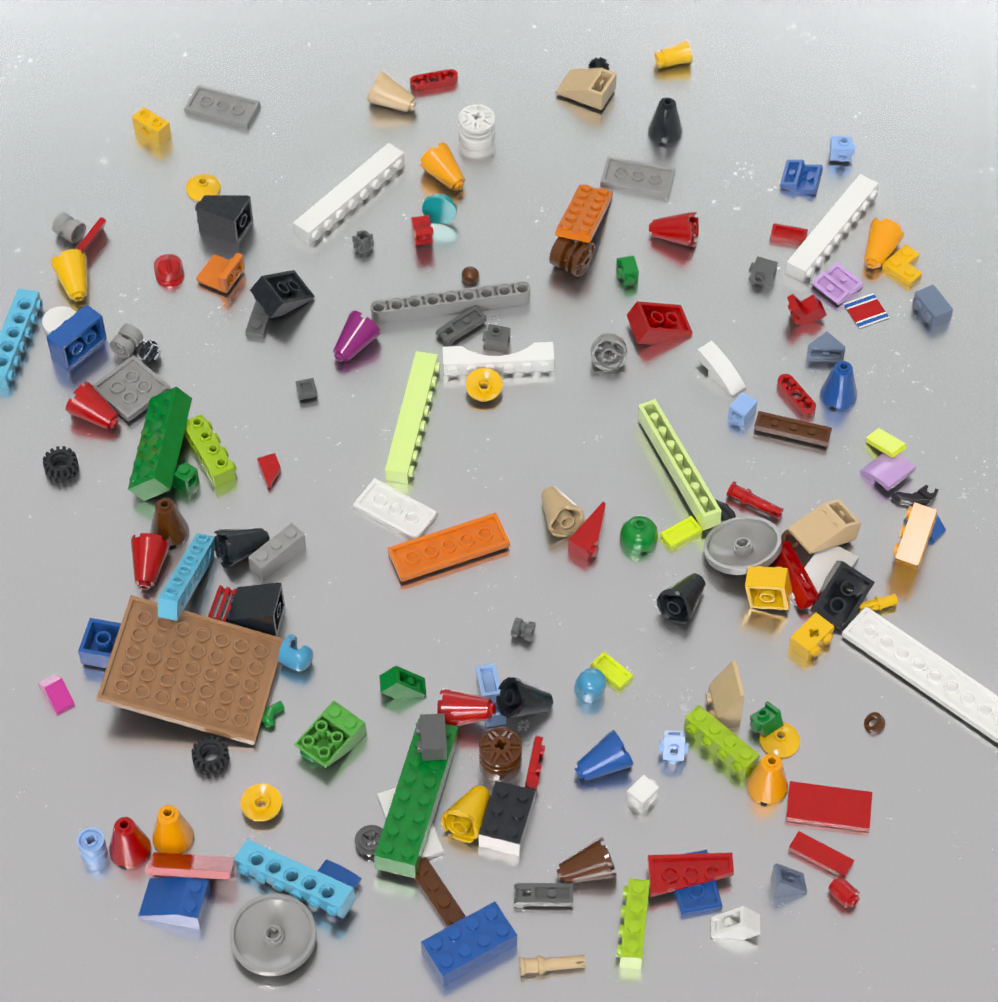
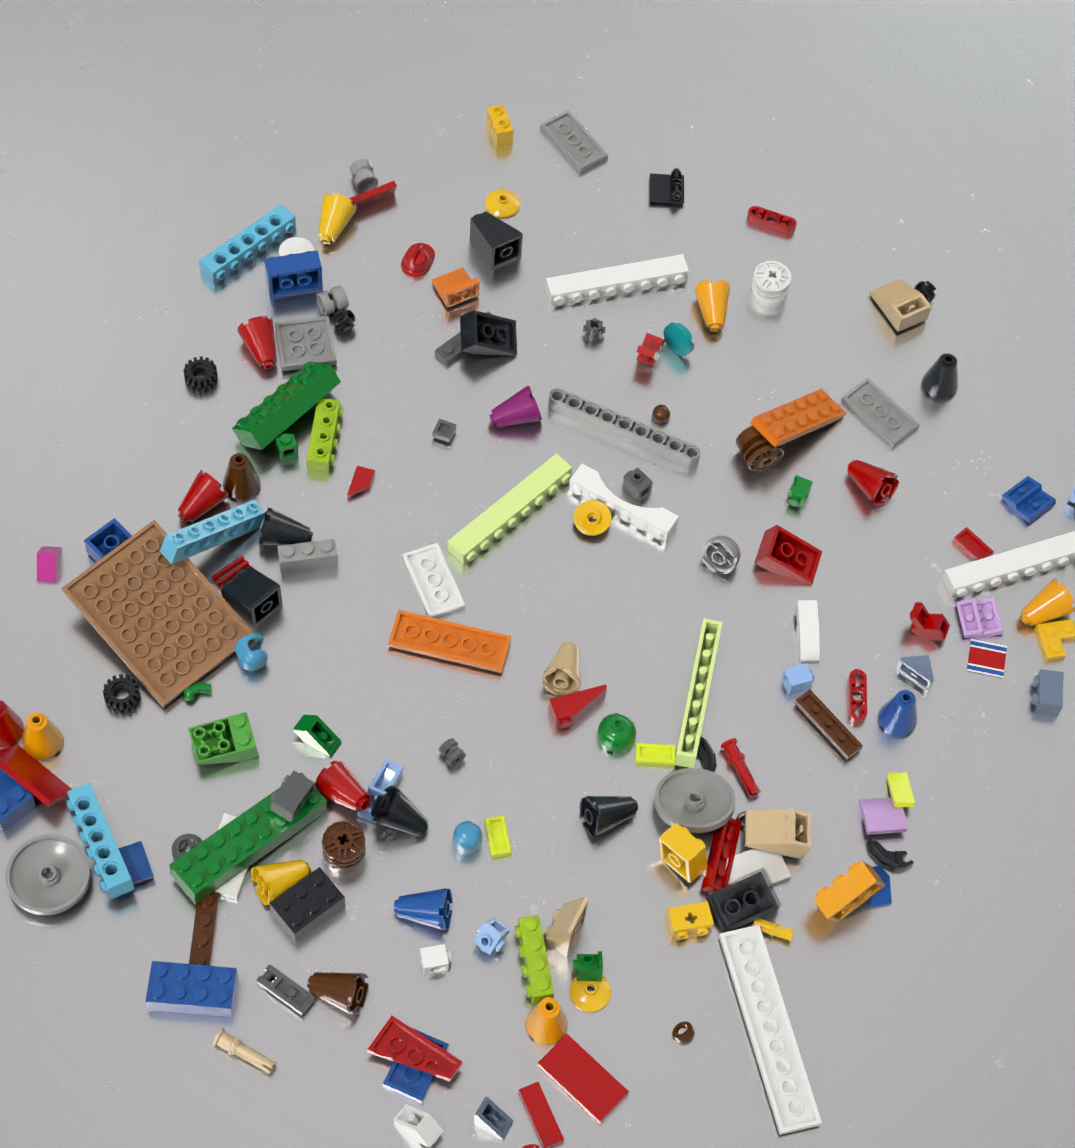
camera: 30 degrees right, 5 degrees up
(257, 795) = (128, 751): yellow dish -> none
(329, 101) = (667, 187): none -> black hinge
(390, 94) = (721, 211): tan cone -> none
(461, 325) = (616, 453): dark grey plate -> none
(534, 767) = (365, 875): red hinge -> none
(634, 923) = (335, 1065): lime brick -> none
(674, 55) = (1002, 319): yellow plant -> none
(763, 271) = (920, 565): dark grey brick -> none

